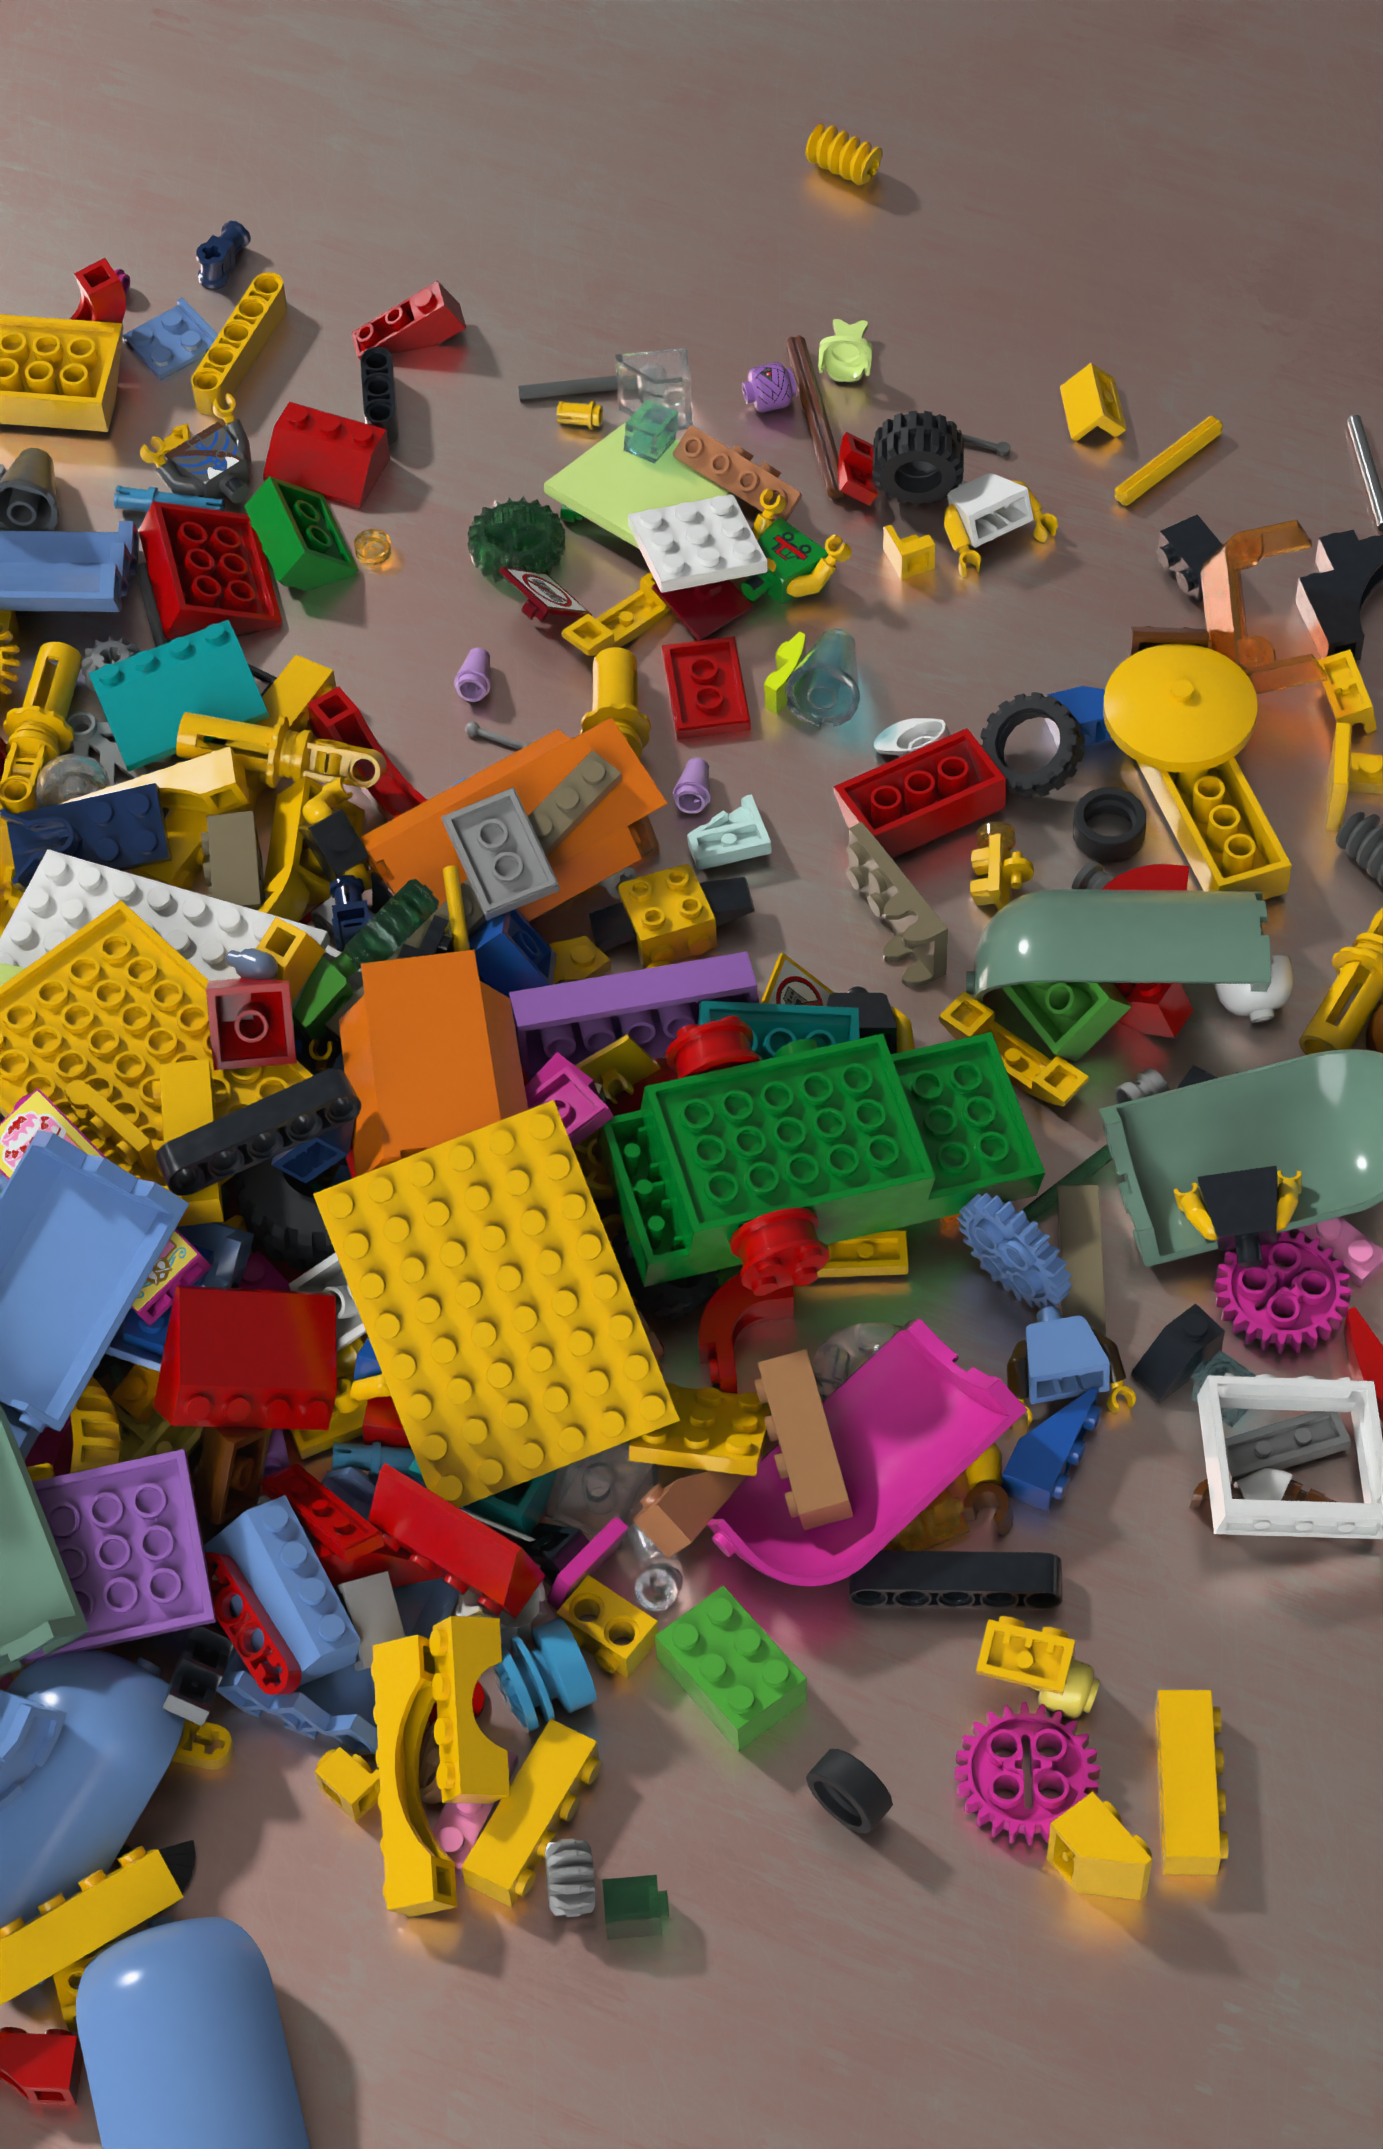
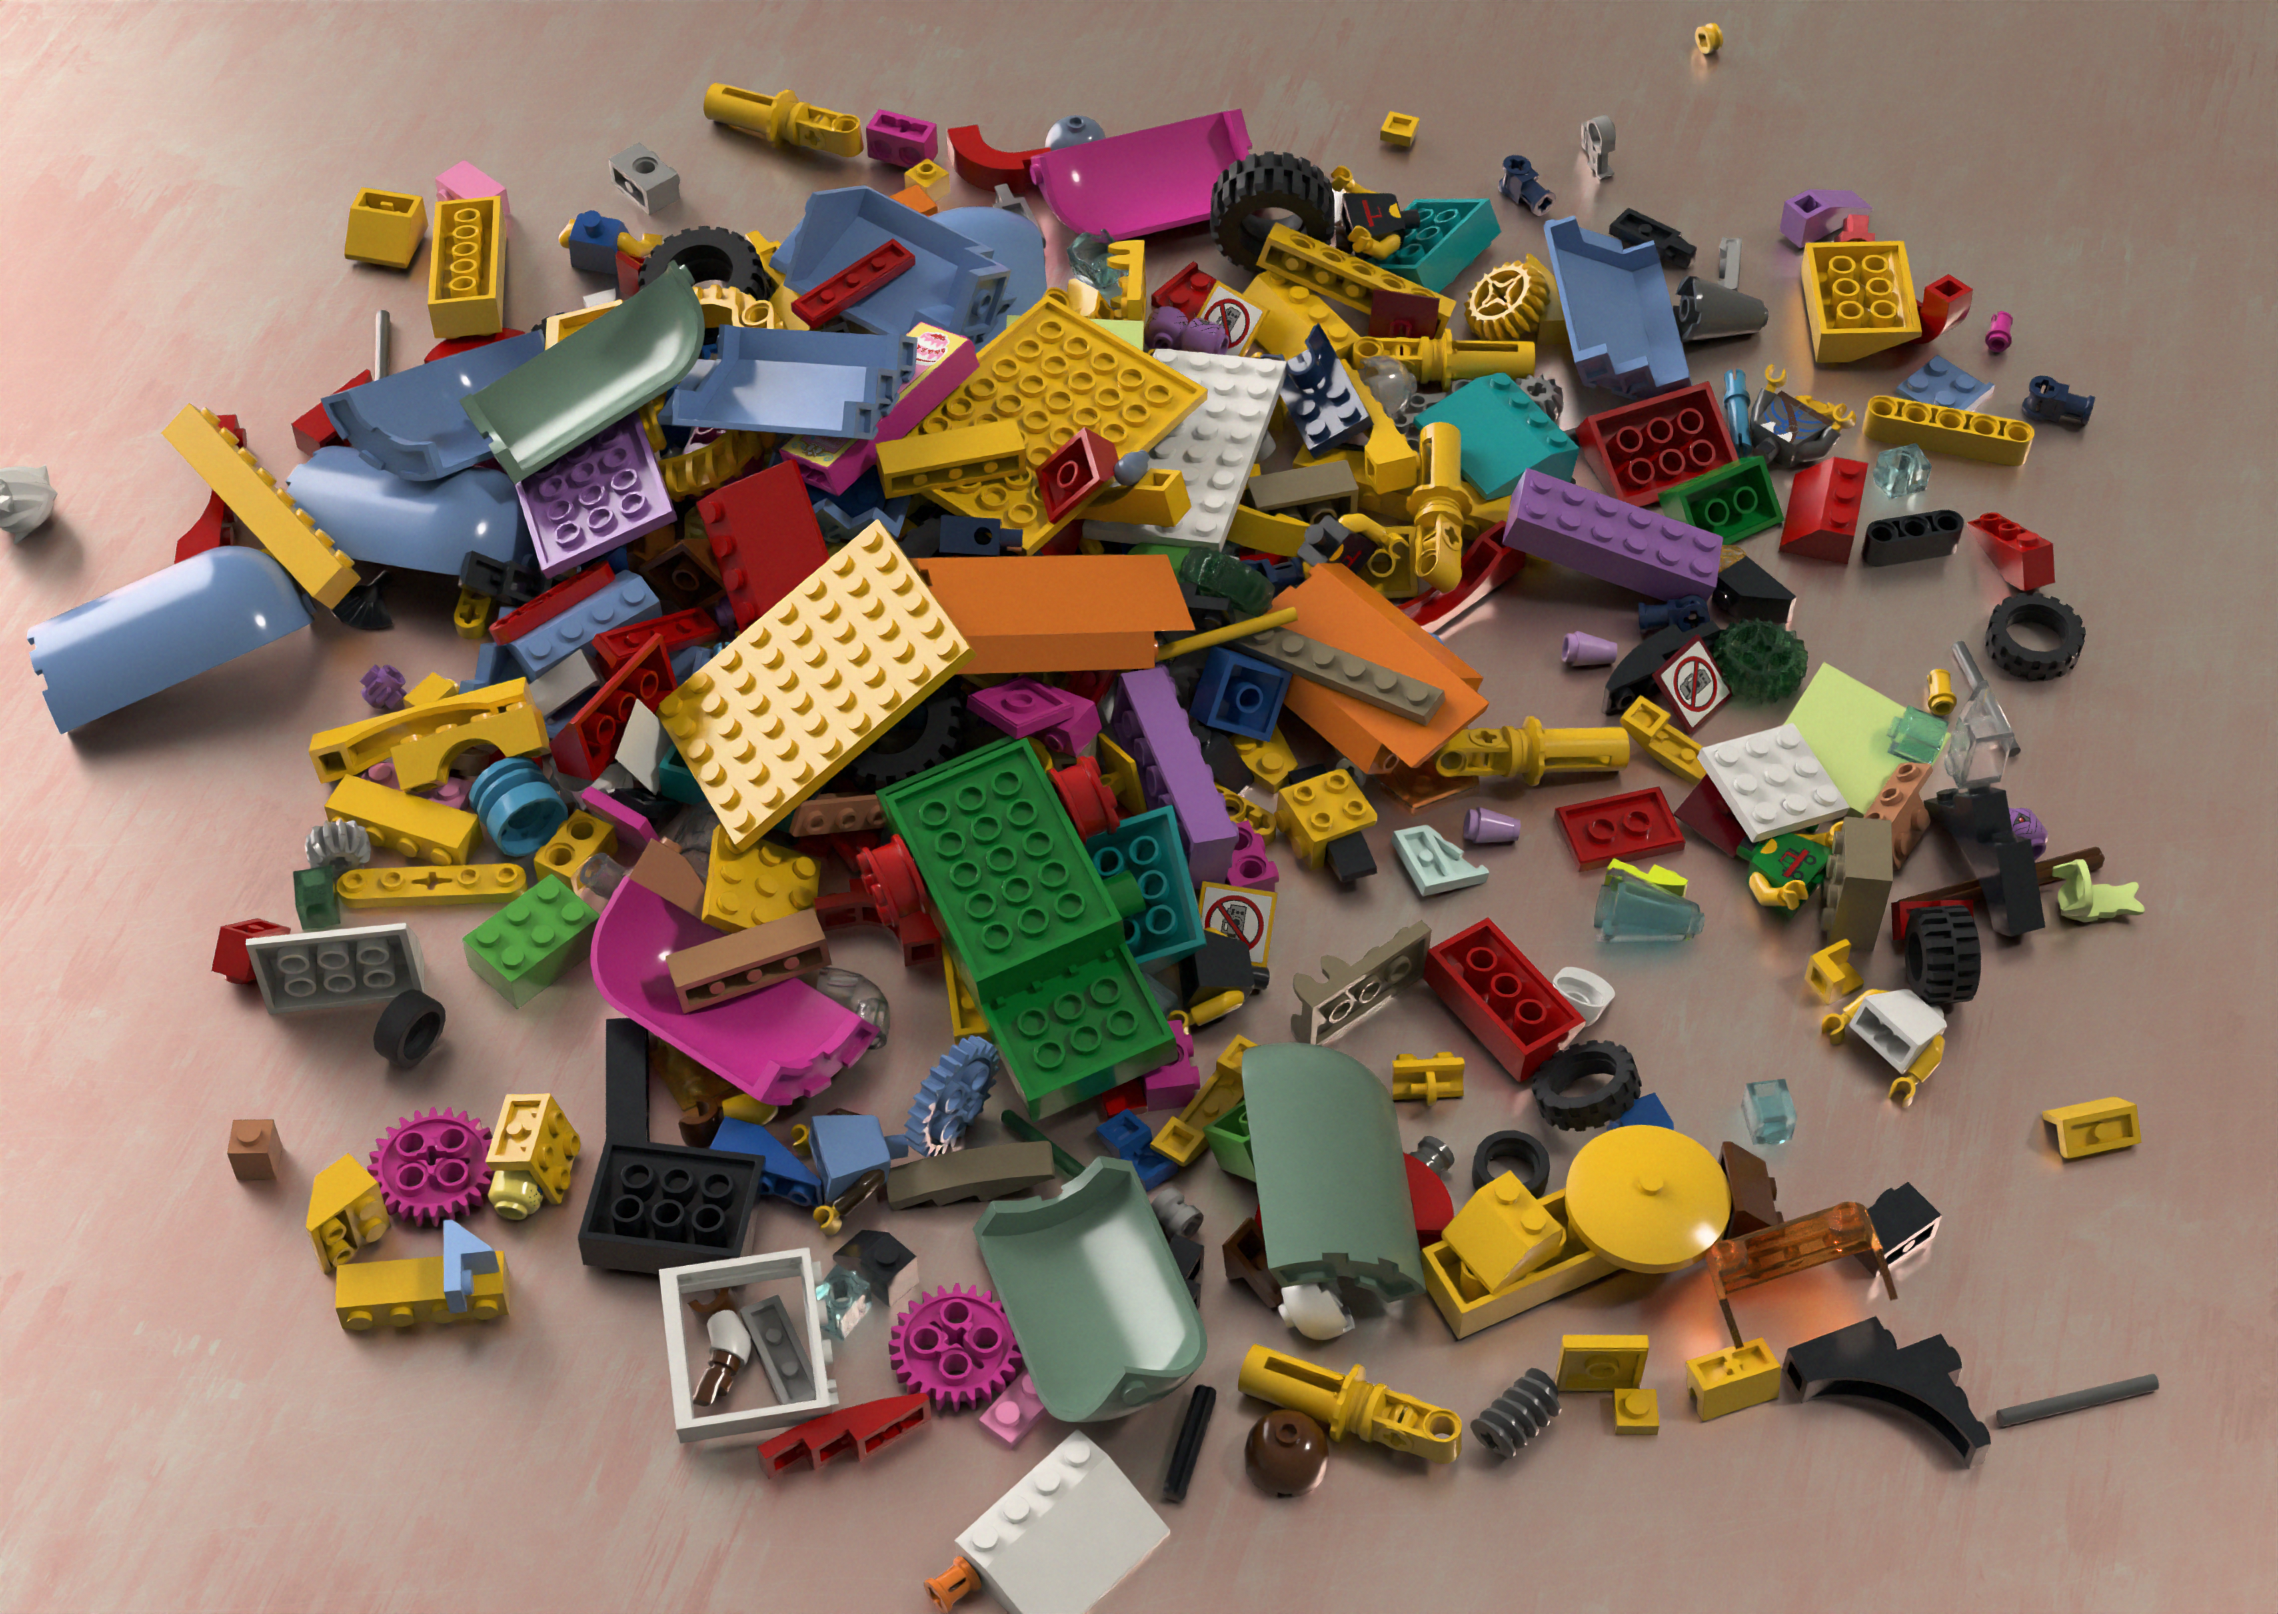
camera: 80 degrees right, 5 degrees down
(110, 1123) = (965, 404): yellow hinge -> none
(258, 1132) = (935, 475): black beam -> none
(286, 384) = (1902, 471): none -> clear light blue brick
(314, 1837) = (383, 686): none -> medium lavender gear
(354, 618) = (1611, 539): none -> medium lavender brick
(426, 531) = (1751, 592): none -> black slope
(446, 592) = (1674, 612): none -> dark blue connector
(474, 729) = (1515, 704): light grey hinge -> none
(500, 853) = (1316, 643): light grey tile -> none
(508, 626) = (1635, 671): none -> black slope
(518, 307) = (2026, 661): none -> black tyre
(624, 1746) = (409, 885): none -> yellow piece
(699, 1979) = (231, 952): none -> red slope
(752, 1864) = (337, 967): none -> white slope
(782, 399) = (1998, 855): none -> black arch
(836, 494) = (1857, 882): none -> dark tan brick
(991, 828) = (1473, 1073): clear yellow tile -> none
(992, 1959) = (254, 1149): none -> nougat brick
(1002, 448) = (2009, 1050): dark grey hinge -> none
(1061, 1125) = (1130, 1140): none -> blue slope
(1064, 622) = (1769, 1112): none -> clear light blue brick
(1113, 1528) = (670, 1206): none -> black slope
(1168, 460) = (2035, 1201): yellow axle -> none
(1178, 1722) = (463, 1258): none -> light blue slope
(1204, 1029) = (1247, 1258): none -> reddish brown slope
(1219, 813) = (1503, 1233): none -> yellow slope
(1242, 1209) = (1022, 1288): black torso -> none

